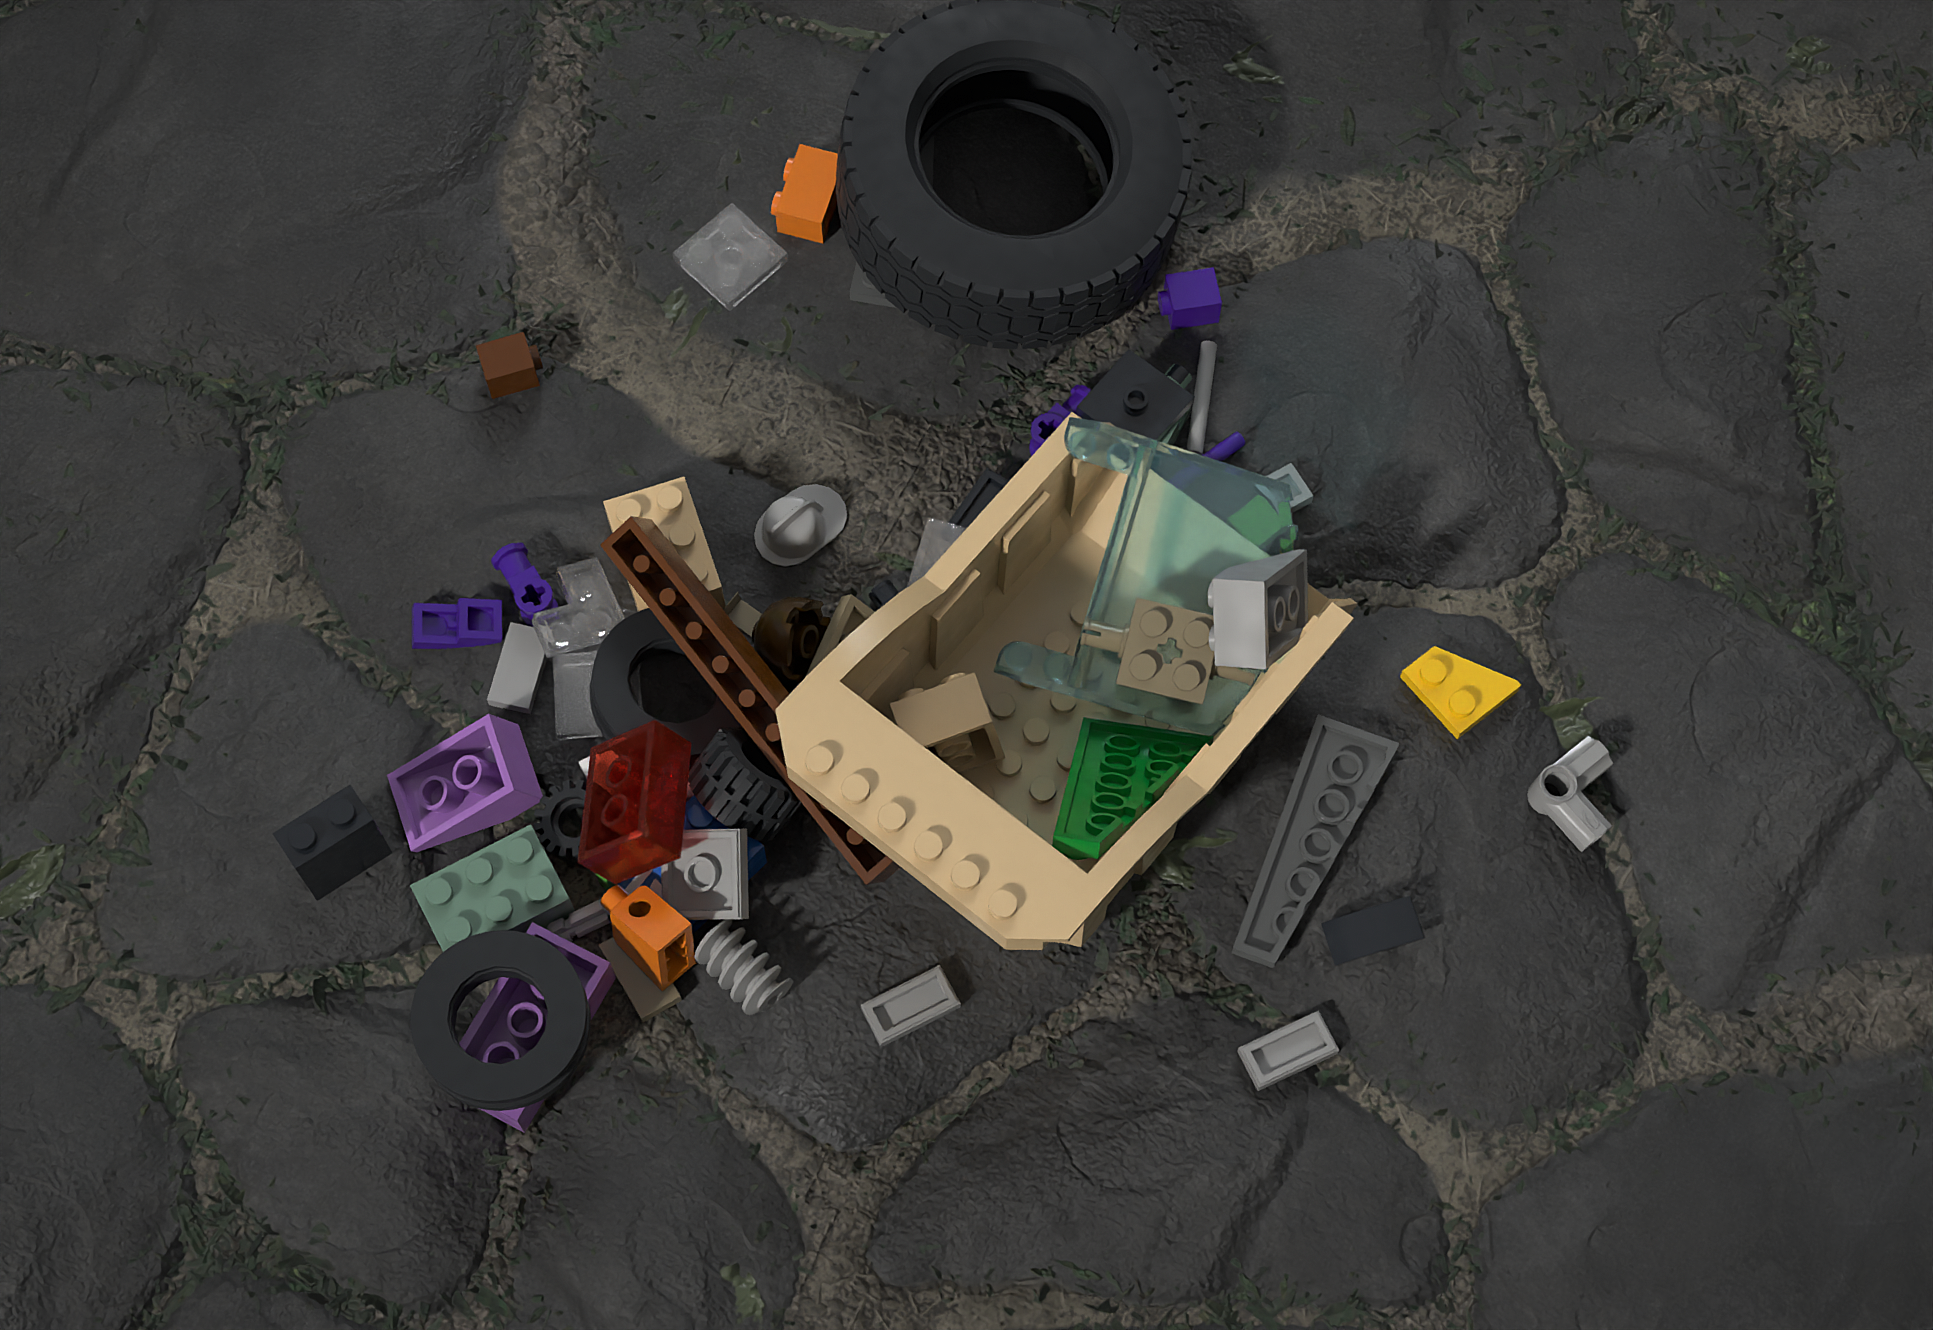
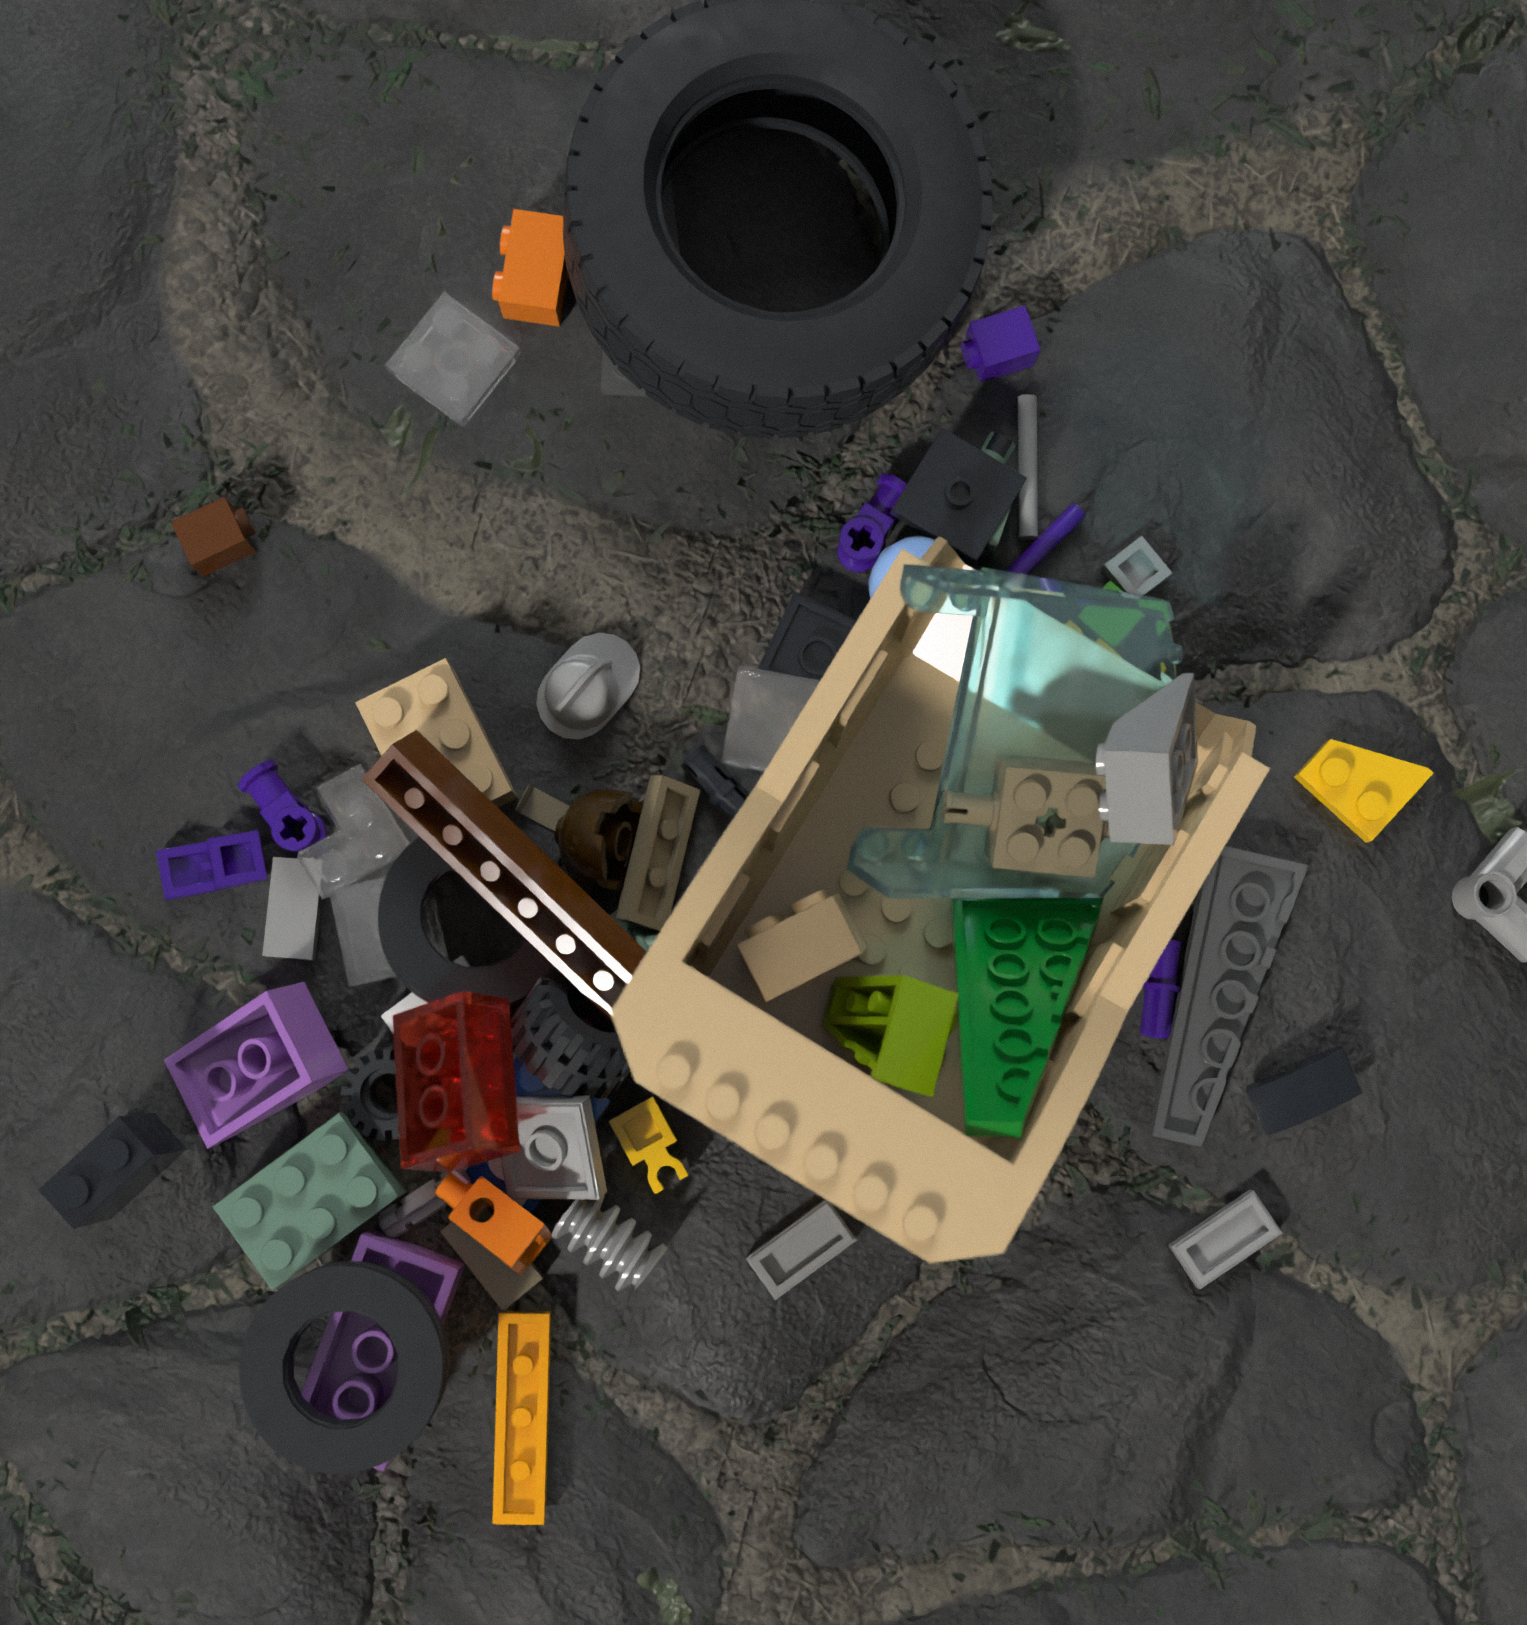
camera: 15 degrees left, 15 degrees up
(642, 1110) = (522, 1418): none -> light orange plate
(790, 892) = (645, 1136): none -> yellow plate
(1024, 783) = (893, 1027): none -> lime wedge
(1257, 829) = (1160, 994): none -> dark purple axle

